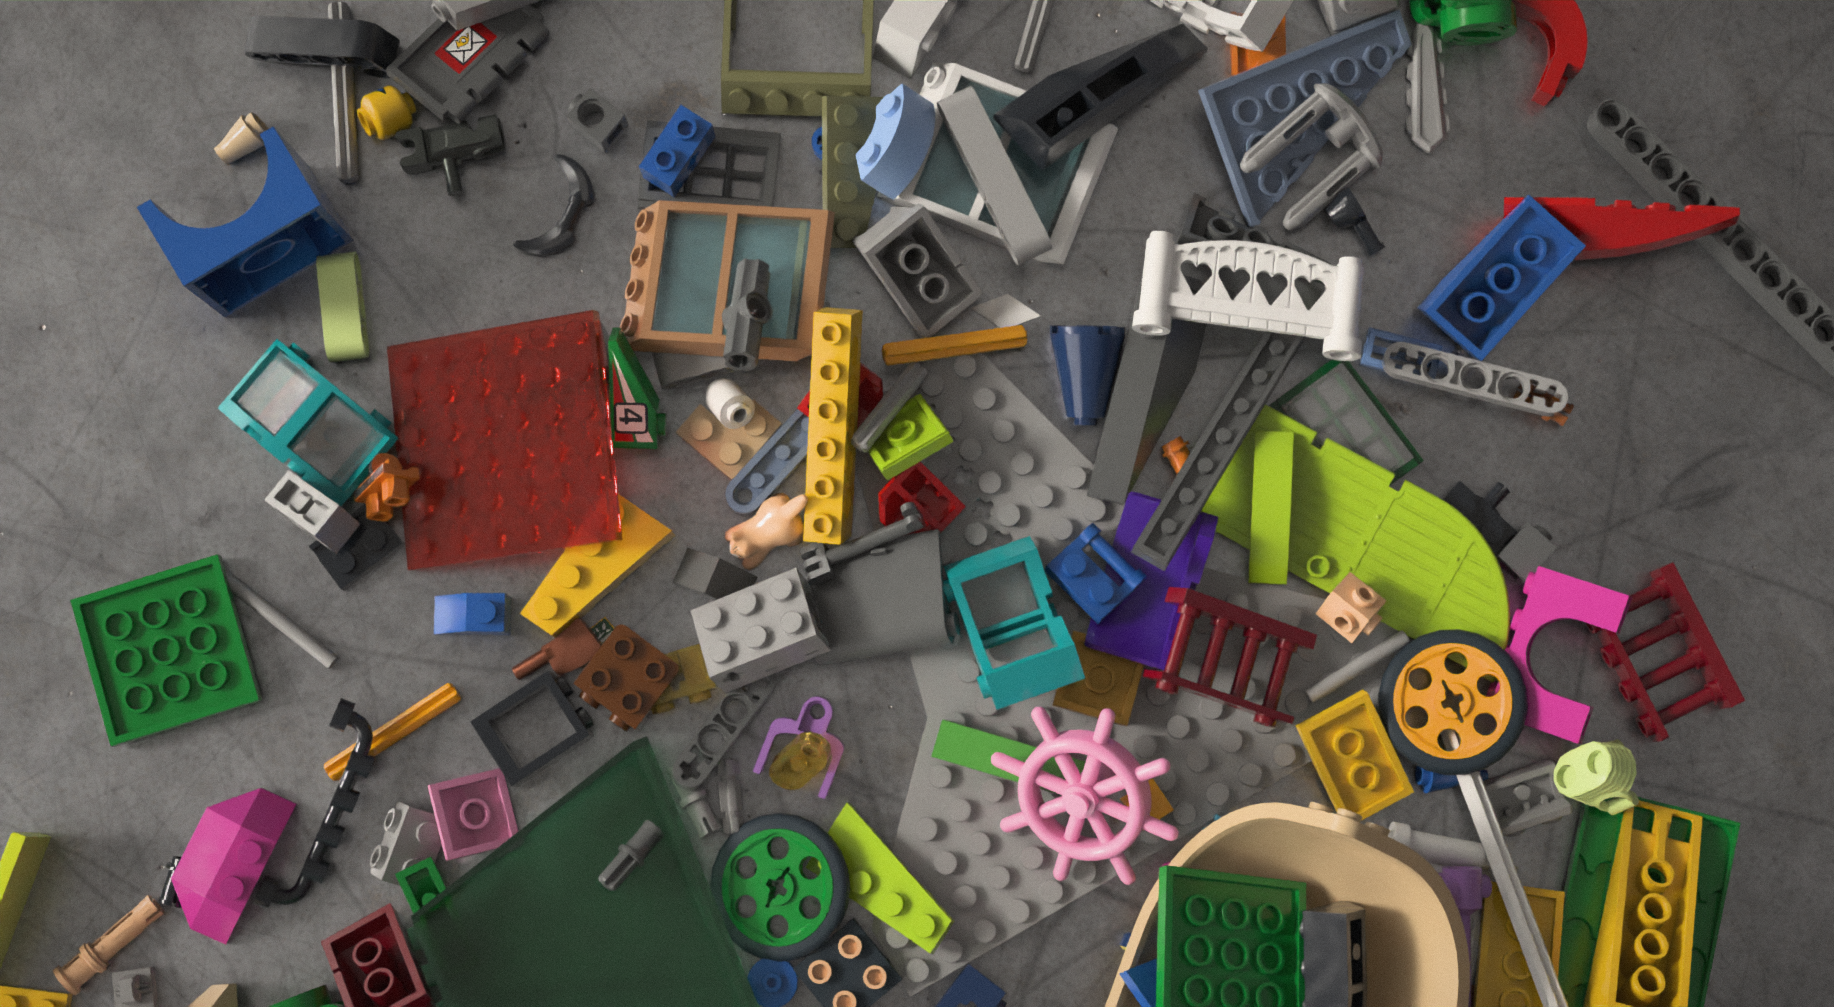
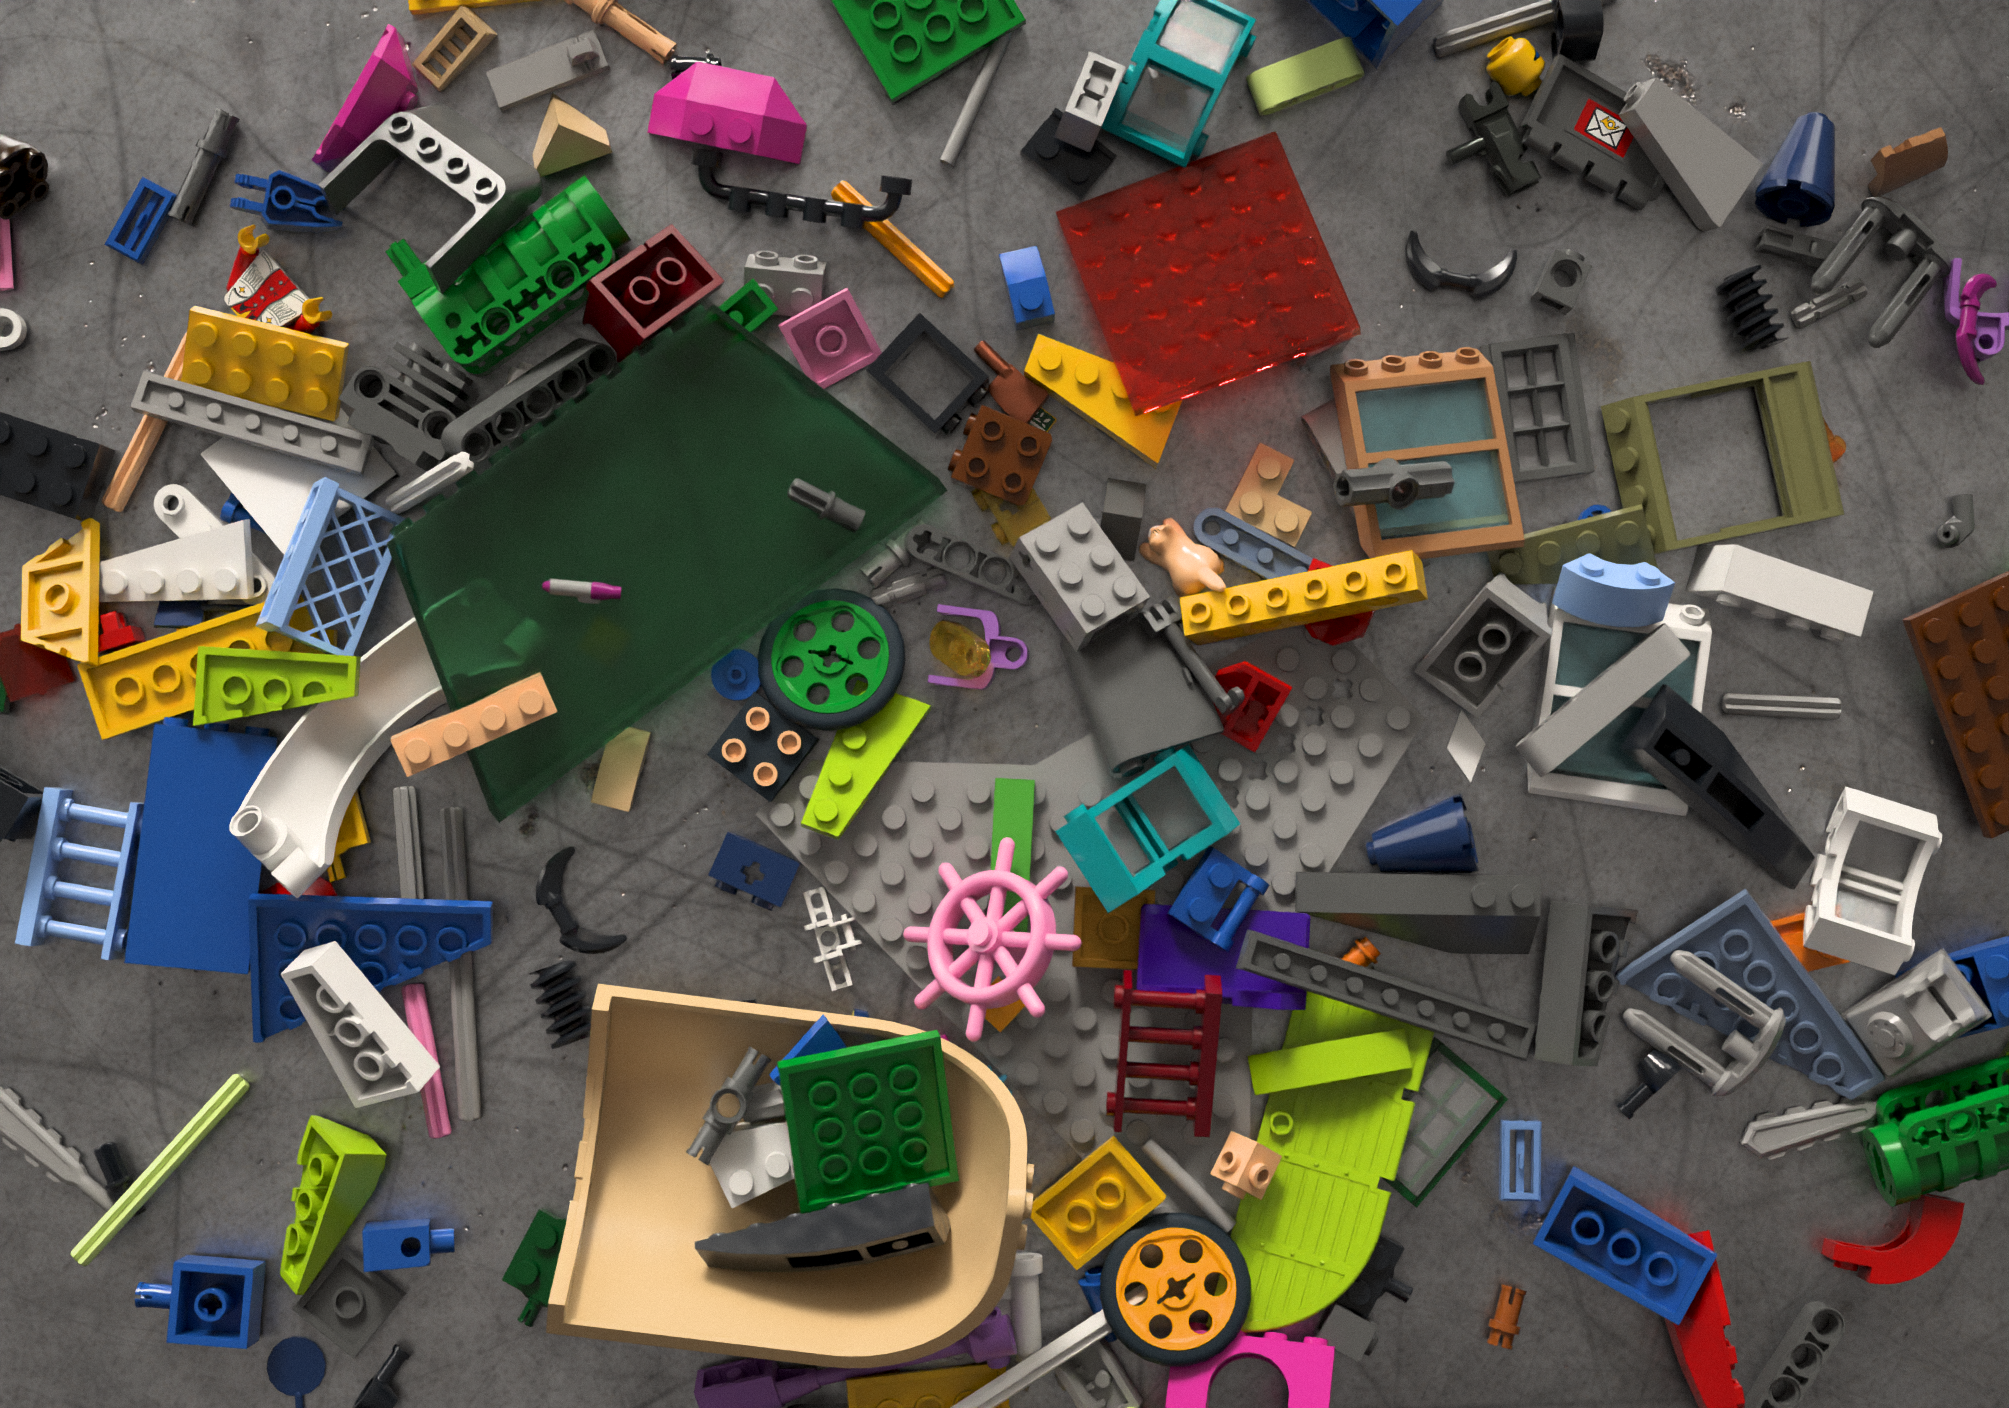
camera: 80 degrees right, 5 degrees up
(385, 487) = (1132, 167): orange hips -> none
(633, 400) = (1281, 391): green slope -> none
(677, 151) = (1548, 371): blue brick -> none
(729, 403) = (1301, 489): white brick -> none
(888, 407) = (1336, 650): light grey axle -> none
(909, 438) = (1309, 673): lime tile -> none
(954, 345) = (1417, 701): light orange axle -> none
(1049, 933) = (845, 922): none -> white piece
(1168, 296) = (1519, 907): white piece -> none
(1493, 375) = (1522, 1259): light grey beam -> none

